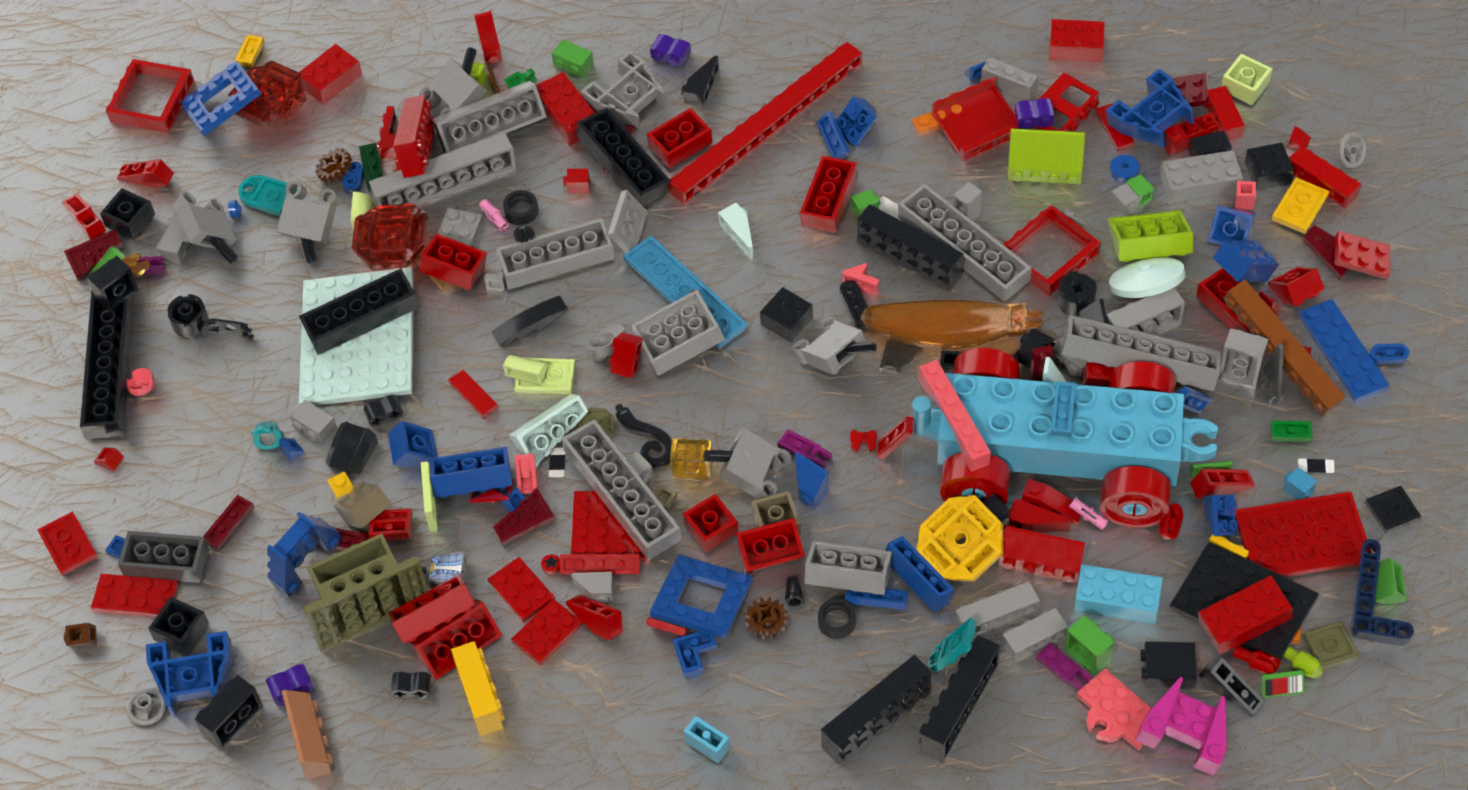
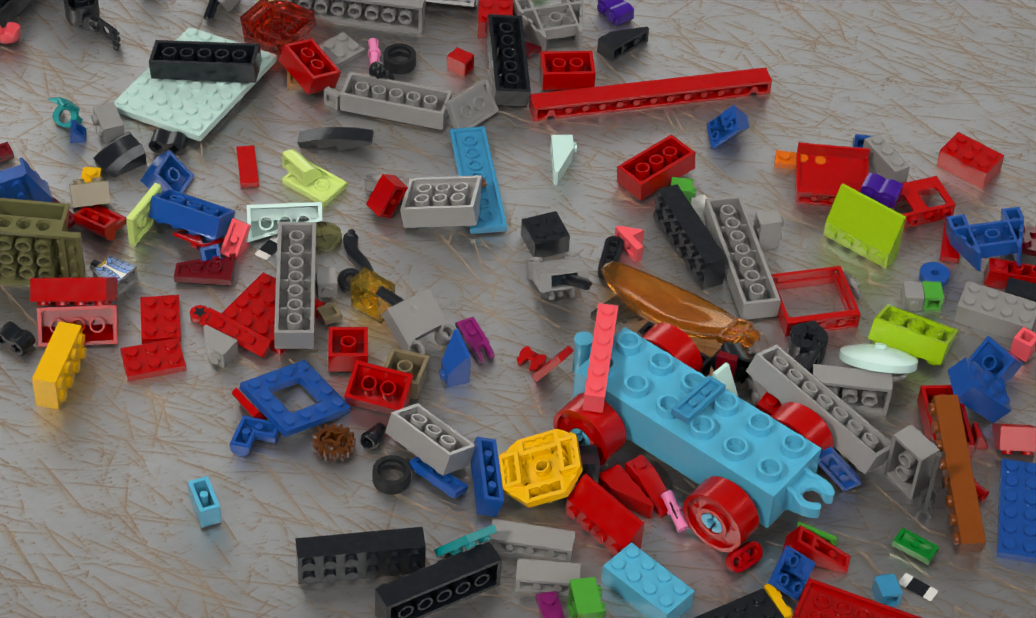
camera: 25 degrees right, 10 degrees down
(598, 617) = (199, 368): red slope -> none
(833, 136) = (698, 129): blue plate -> none

